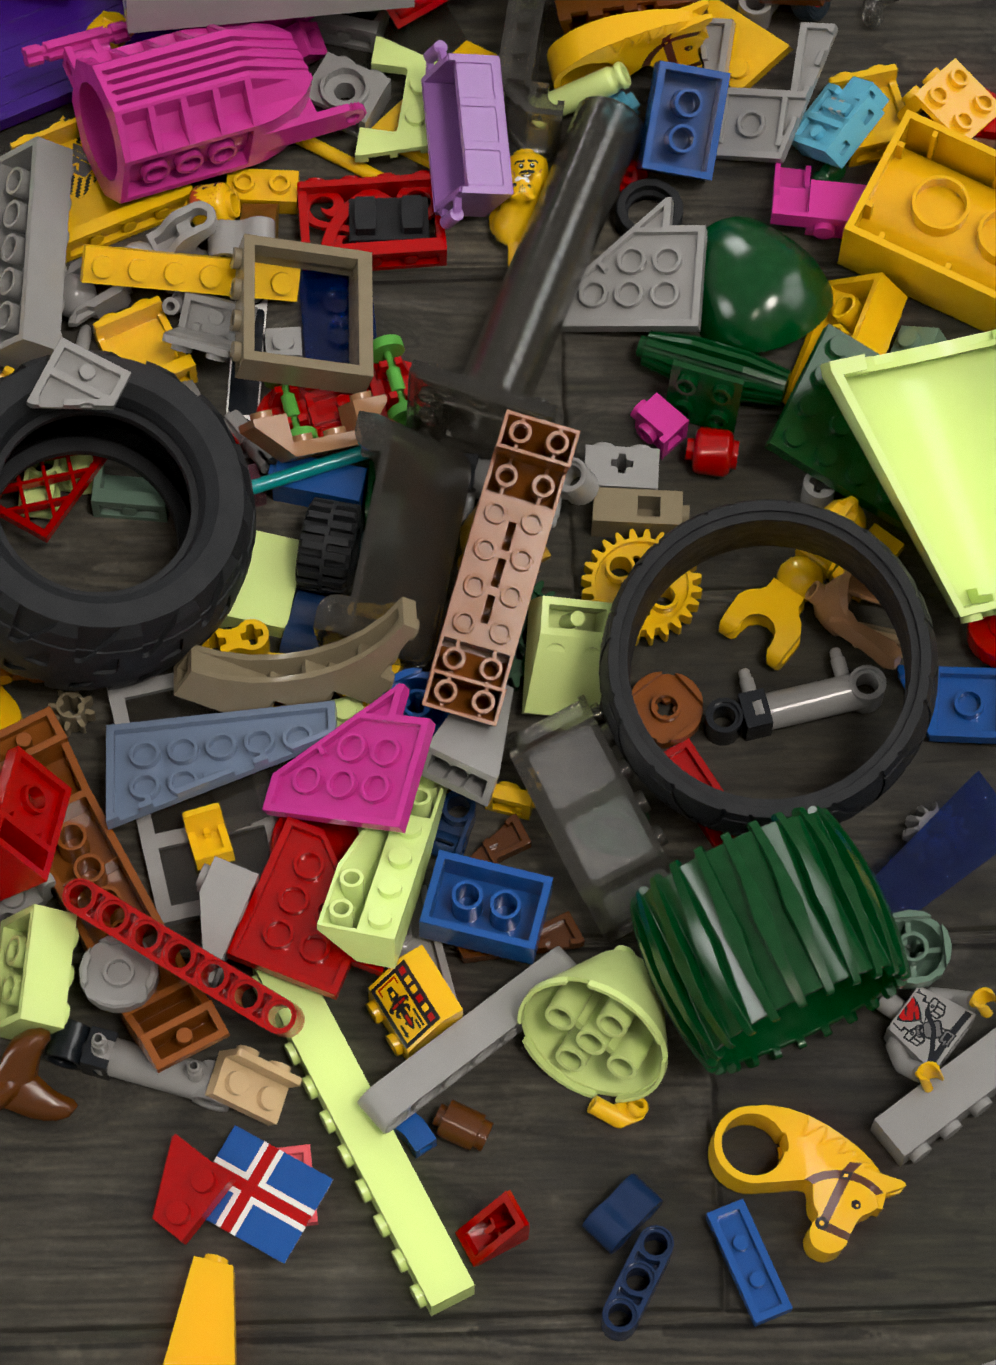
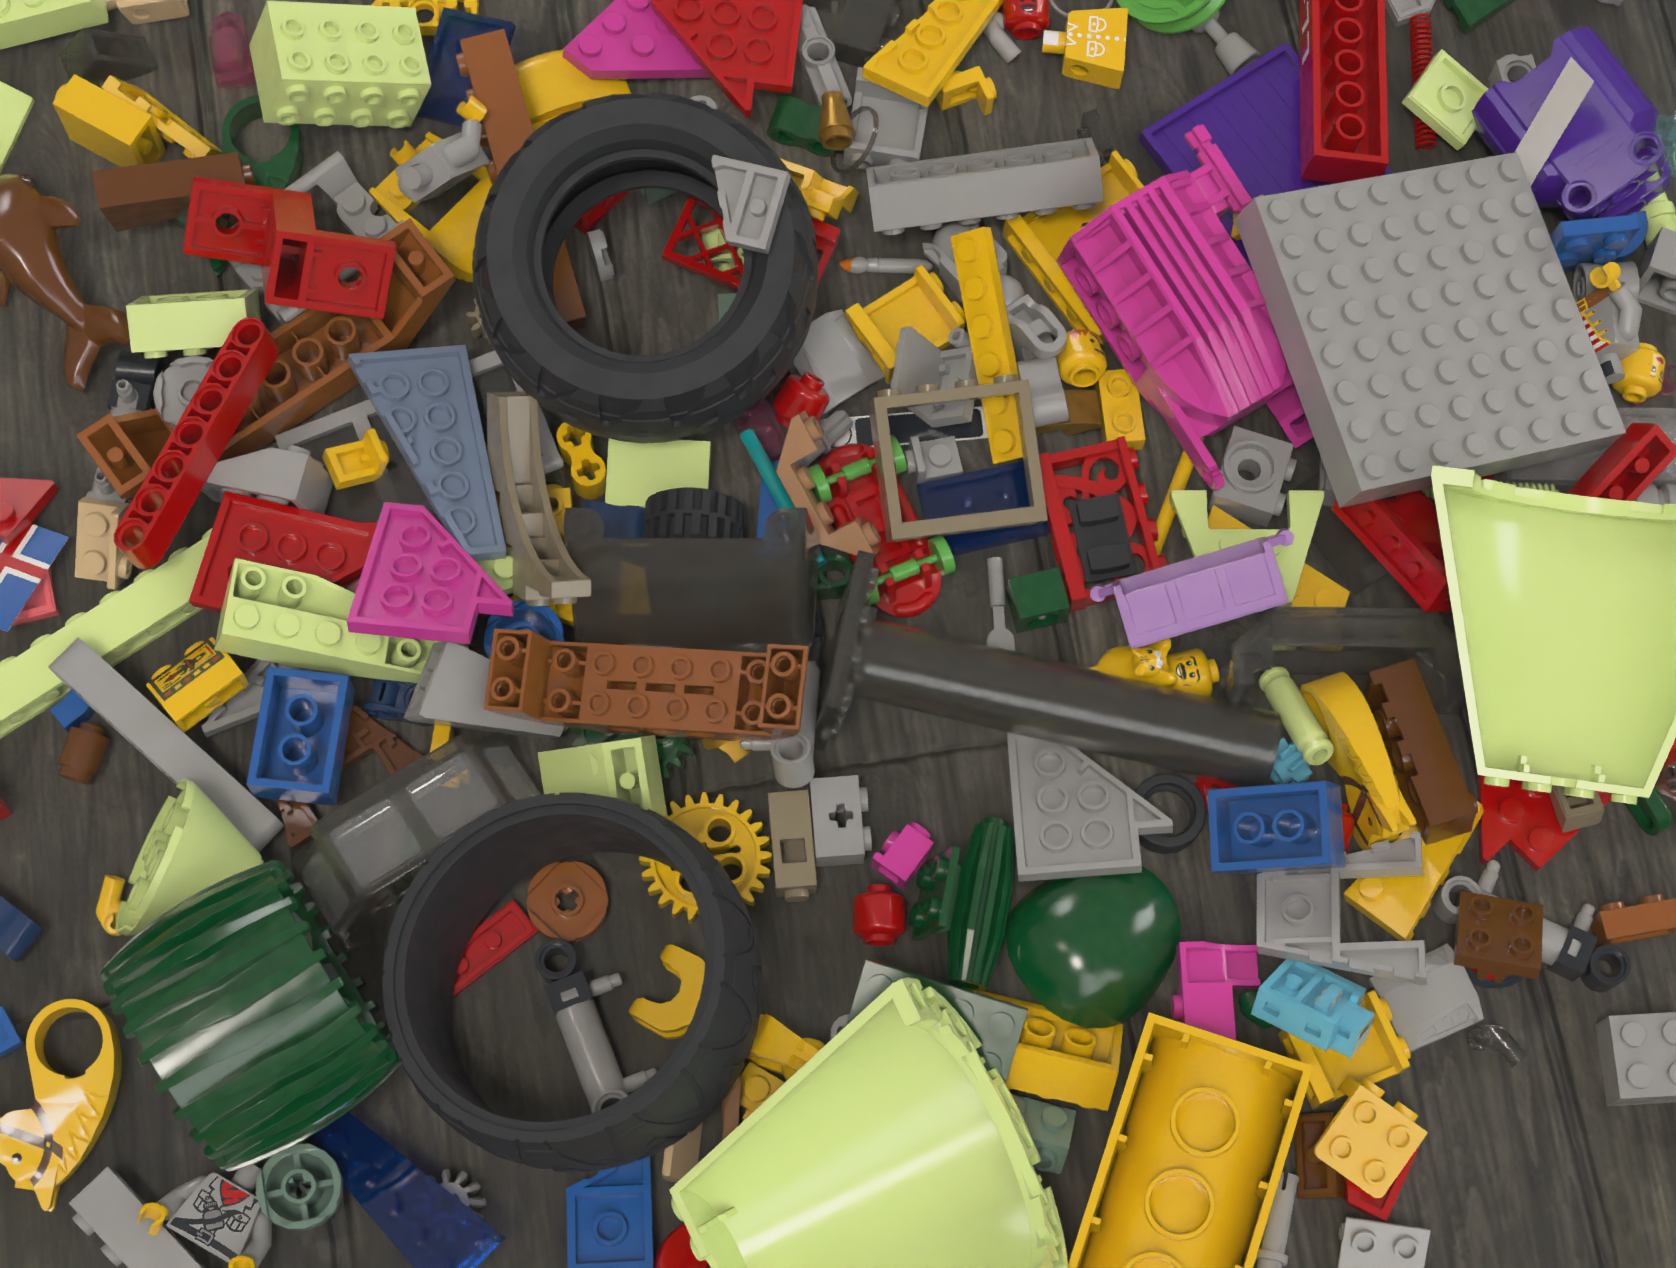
camera: 80 degrees right, 5 degrees up
(438, 281) = (1037, 600): none -> dark green piece
(466, 322) = (999, 636): none -> light grey piece
(851, 46) = (1431, 1010): none -> light grey slope

